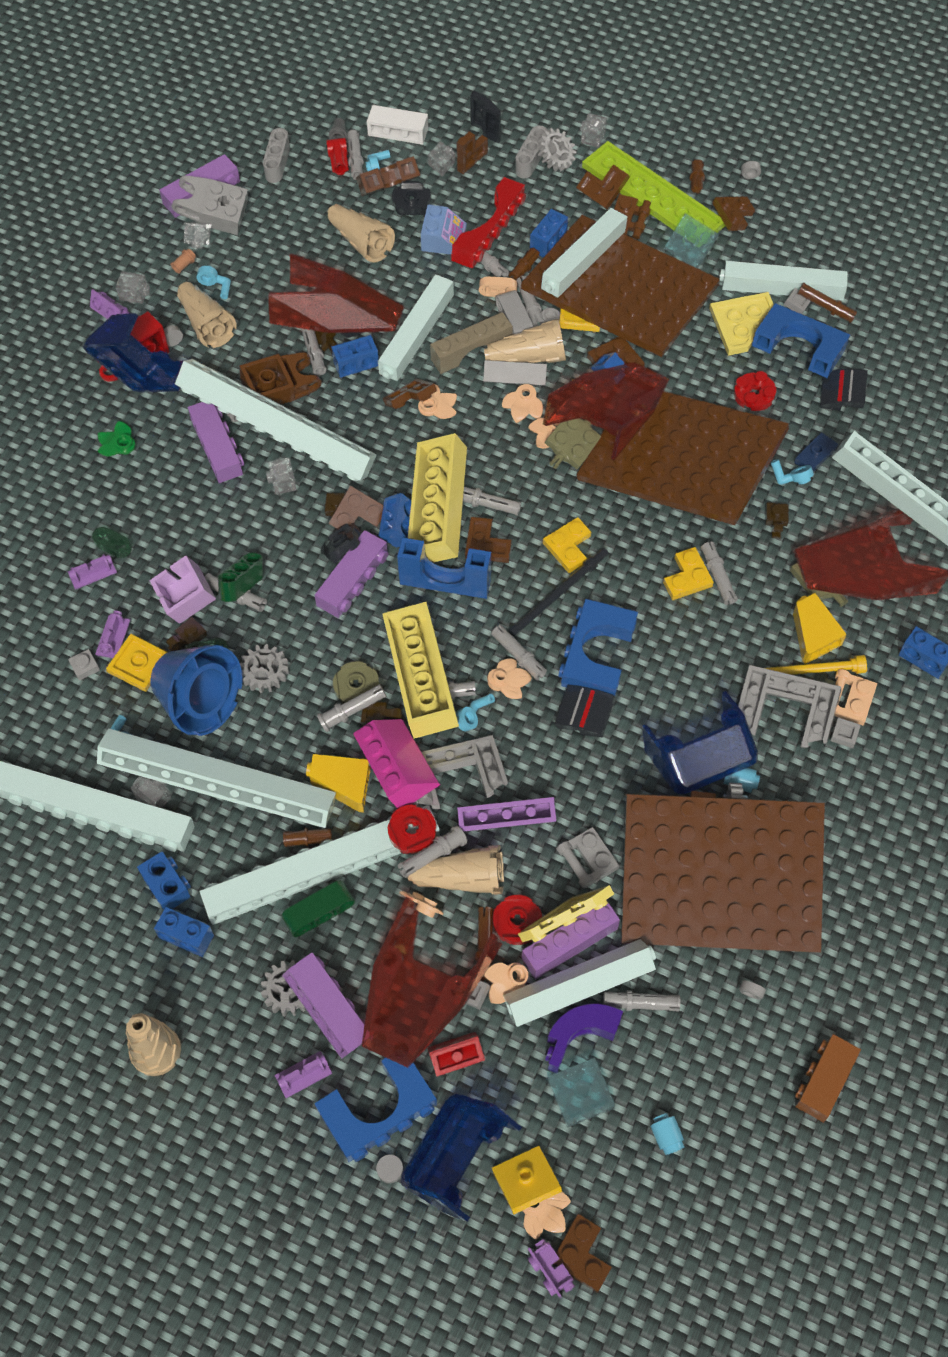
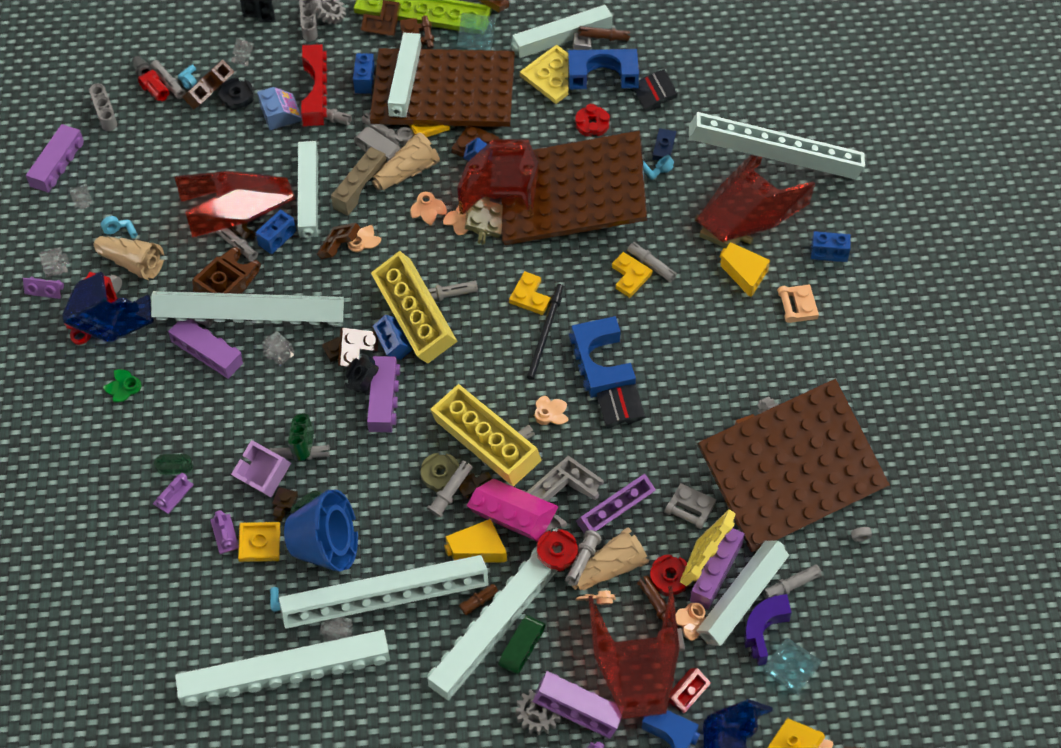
camera: 30 degrees left, 5 degrees down
(83, 664) = (215, 566): light grey plate -> none
(161, 883) = (390, 692): blue brick -> none
(183, 260) = (80, 225): nougat pin -> none
(184, 931) = (433, 714): blue brick -> none
(212, 203) = (79, 166): light grey brick -> none
(267, 660) = (363, 498): light grey gear -> none
(365, 234) = (220, 136): tan cone -> none
(397, 124) = (187, 41): white brick -> none
(420, 572) = (476, 355): blue arch -> none
(467, 716) = (538, 444): medium azure plate -> none
(470, 151) = (261, 35): reddish brown plate -> none
(479, 539) = (467, 326): reddish brown plate -> none
(496, 285) = (349, 130): light nougat beam -> none
(515, 373) = (407, 188): light grey tile -> none
(524, 264) = (359, 105): reddish brown axle -> none
(525, 658) = (554, 391): light grey pin -> none
(667, 1134) = (868, 660): medium azure brick -> none
(706, 757) = (732, 392): clear blue windscreen -> none
(746, 777) = (760, 393): medium azure brick -> none
(778, 516) = (666, 202): dark brown plate -> none
(820, 695) = (779, 310): light grey wedge -> none
(826, 1077) = (947, 564): dark orange brick -> none
(845, 732) = (810, 329): light grey plate -> none
(857, 664) = (788, 278): yellow piece -> none

